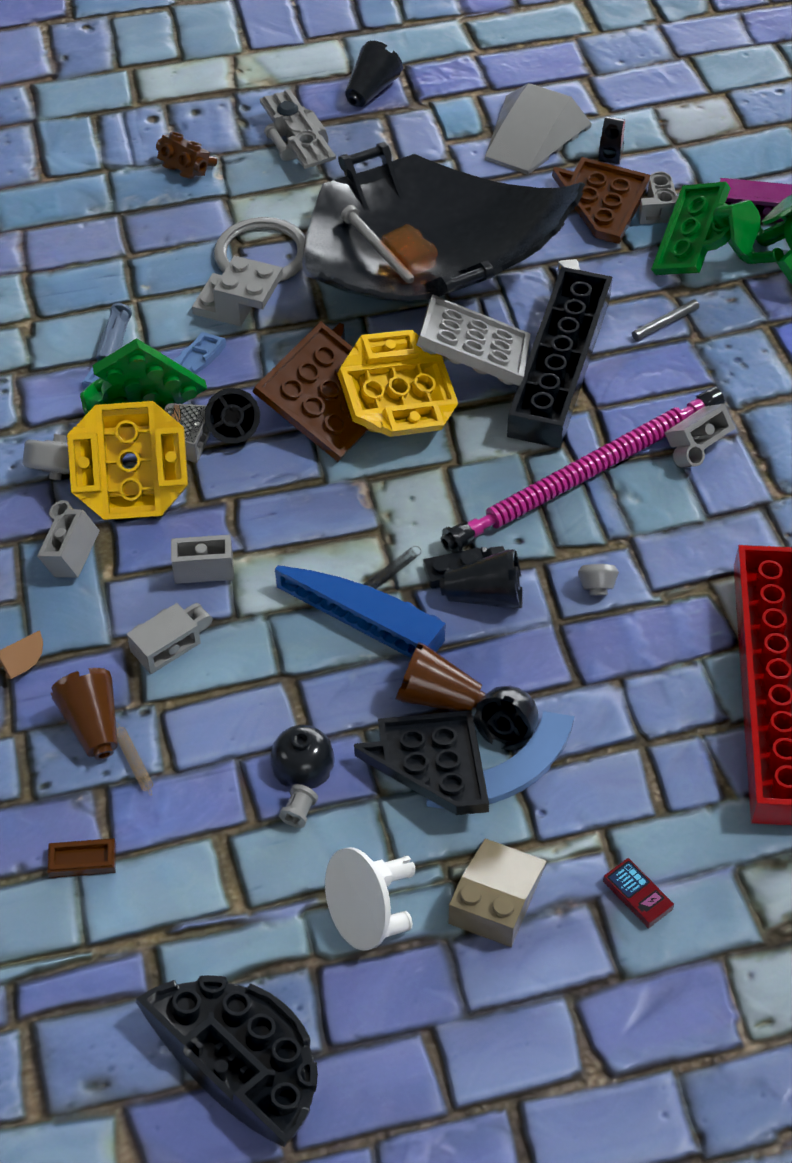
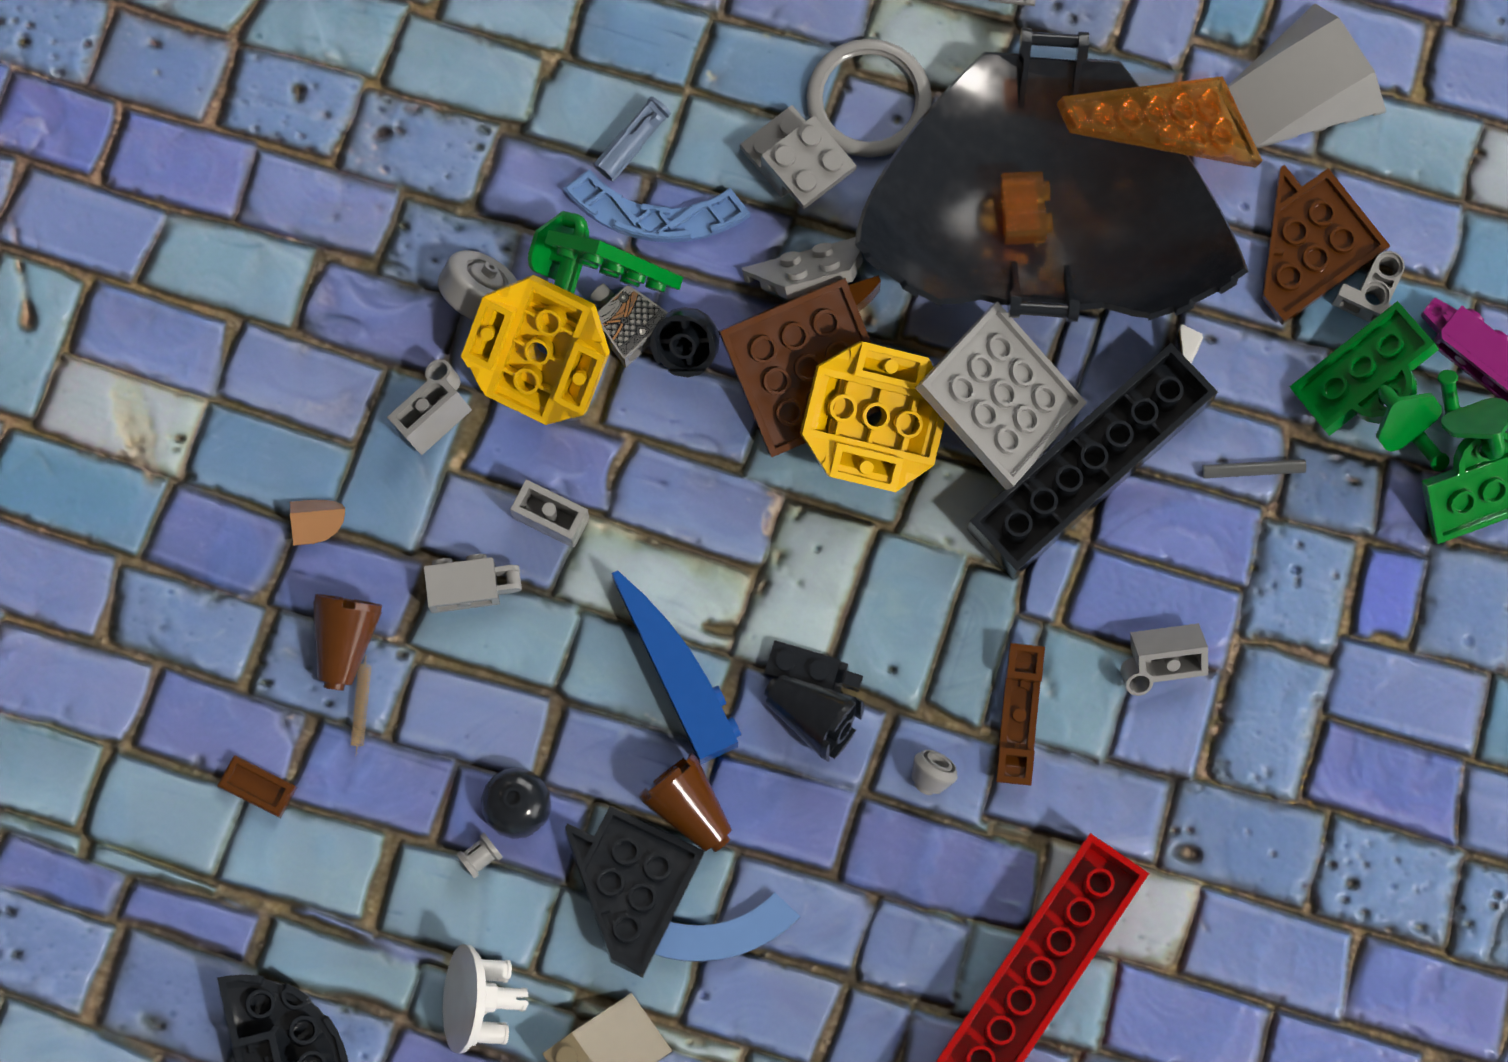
camera: 30 degrees right, 25 degrees up
(281, 347) = (808, 270): none -> light grey wing
(351, 215) = (990, 116): light grey bar -> none
(389, 567) = (731, 636): dark grey piece -> none
(464, 162) = (1173, 117): none -> clear orange wing
(507, 716) = (734, 881): black cylinder -> none
(575, 473) = (835, 634): dark pink hose -> none
(612, 139) = (1381, 164): black leg -> none
(626, 516) = (1019, 714): none -> reddish brown slope

